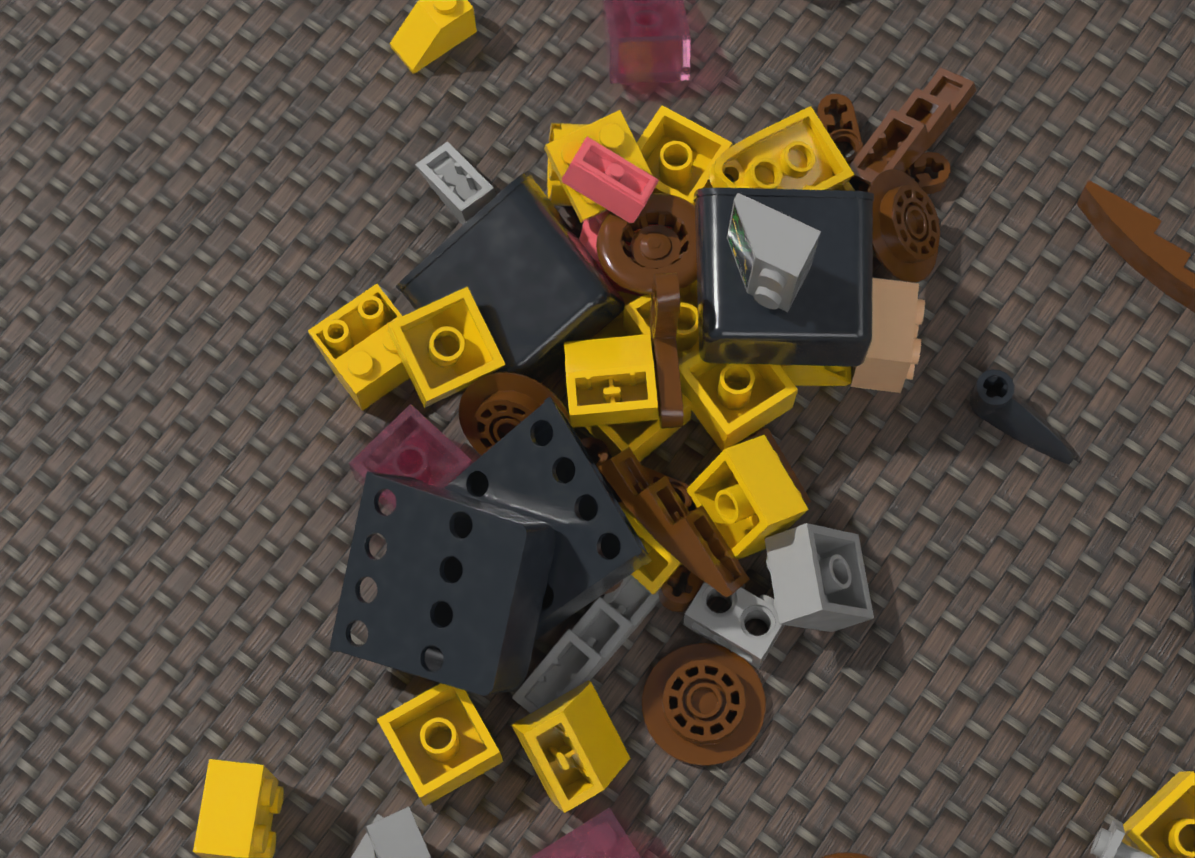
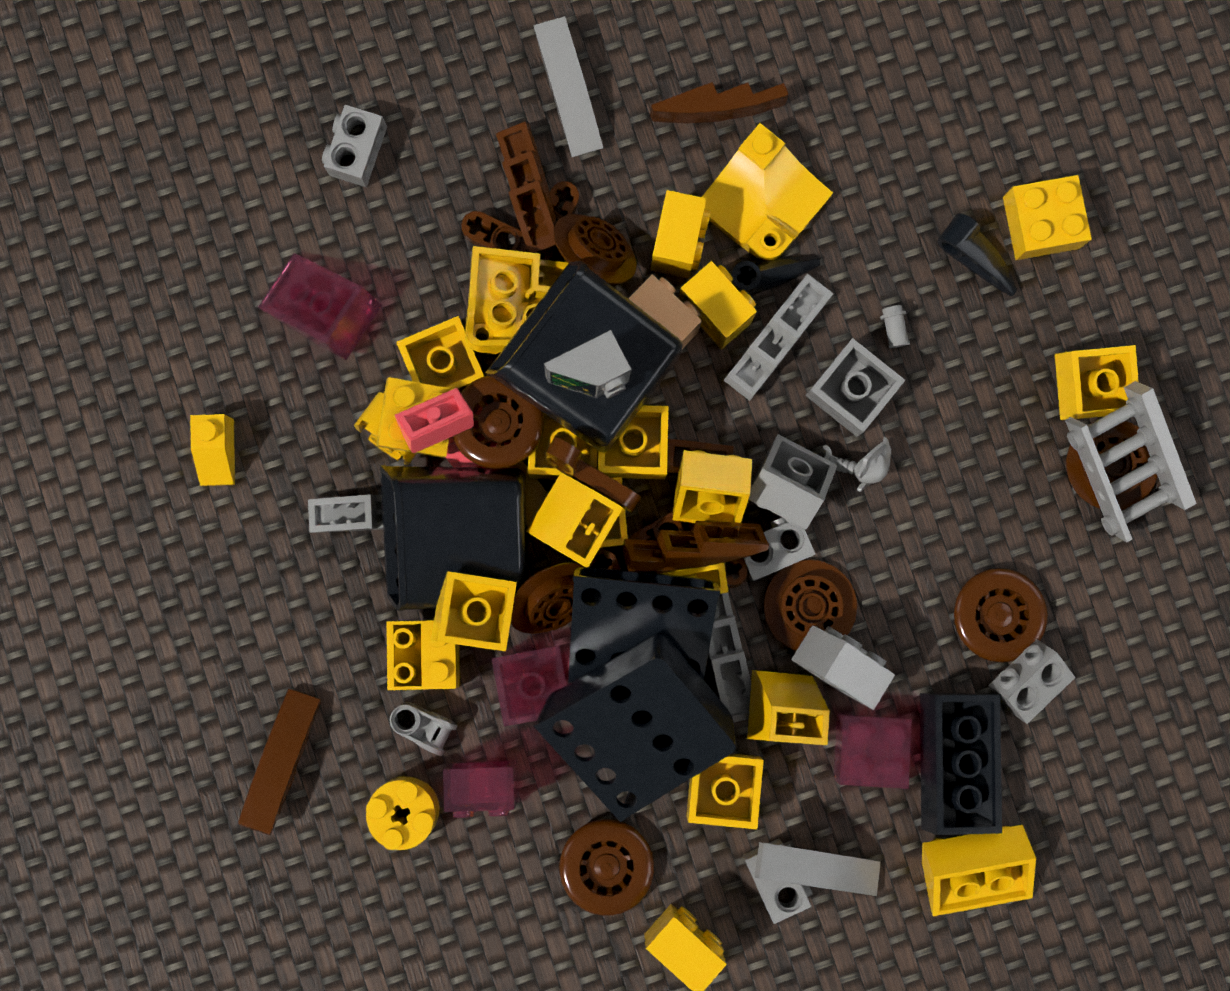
camera: 60 degrees left, 15 degrees up
(164, 286) = (279, 762): none -> reddish brown slope
(172, 430) = (398, 832): none -> yellow brick
(269, 488) = (480, 787): none -> clear pink brick
(272, 681) = (606, 867): none -> reddish brown wheel
(293, 403) = (424, 728): none -> light grey piece
(662, 773) = (844, 665): none -> light grey brick
(899, 655) = (869, 469): none -> light grey piece
(943, 379) = (721, 306): none -> yellow brick
(961, 471) = (778, 337): none -> light grey slope
(969, 579) = (855, 387): none -> light grey brick
(982, 294) = (679, 227): none -> yellow brick
(1041, 99) = (568, 86): none -> light grey slope
(1069, 582) = (895, 326): none -> light grey pin
(1093, 356) = (764, 196): none -> yellow slope

